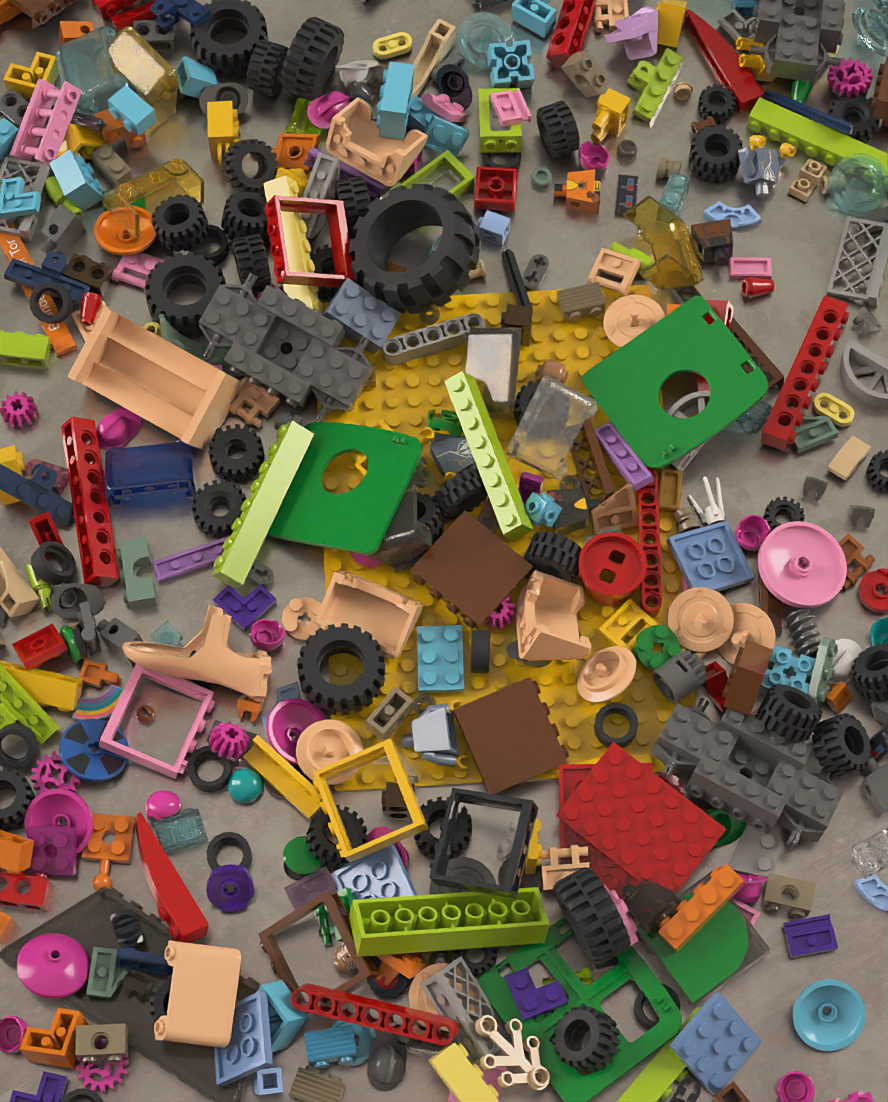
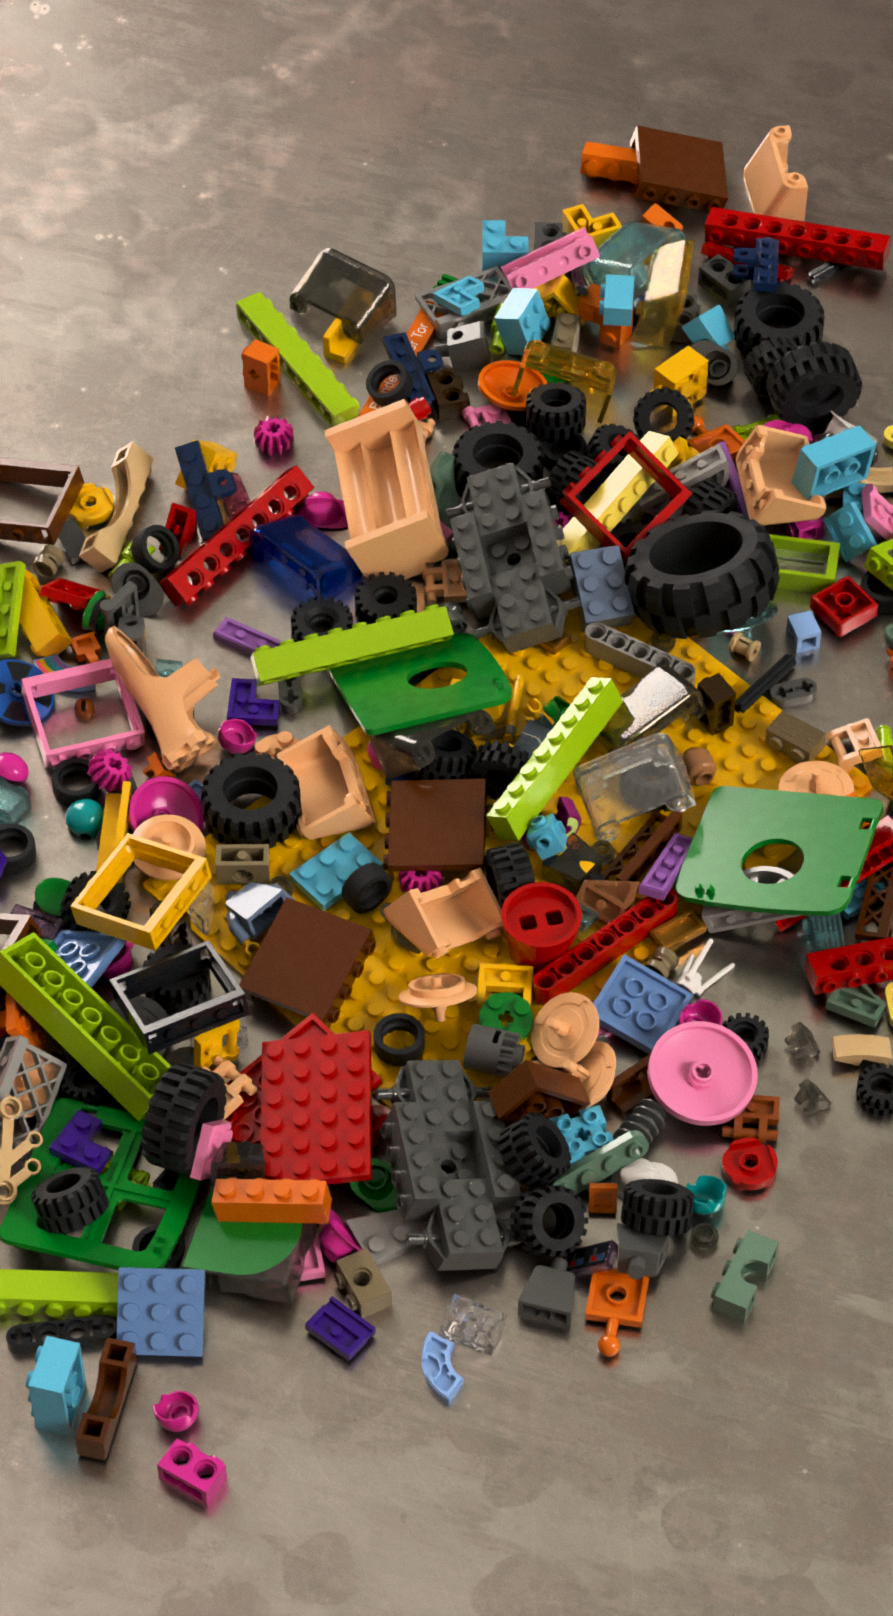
camera: 50 degrees right, 15 degrees down
(139, 591) = (217, 599): sand green arch -> none
(837, 1026) = (257, 1381): medium azure dish -> none

